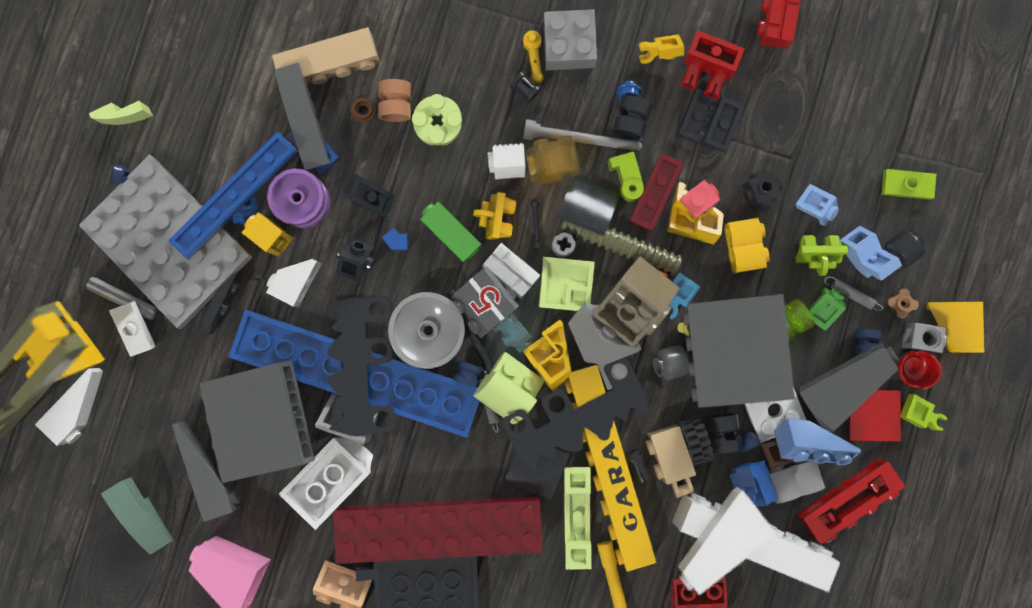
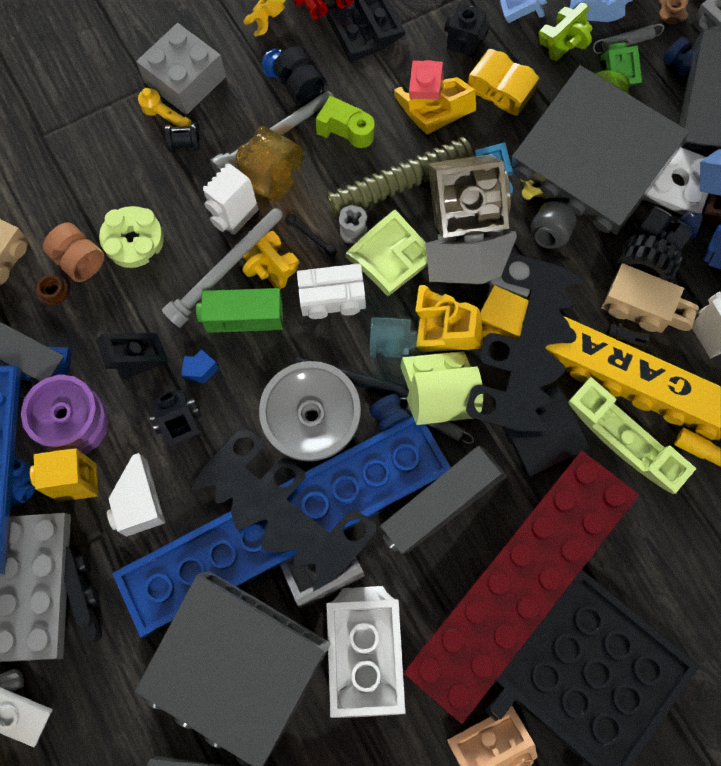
camera: 45 degrees left, 15 degrees down
(417, 196) = (180, 309): none -> light grey piece
(447, 449) = (443, 500): none -> dark grey slope
(483, 302) = (336, 330): dark grey slope -> none
(588, 205) = (339, 172): black slope -> none
(656, 192) = (388, 119): dark red plate -> none

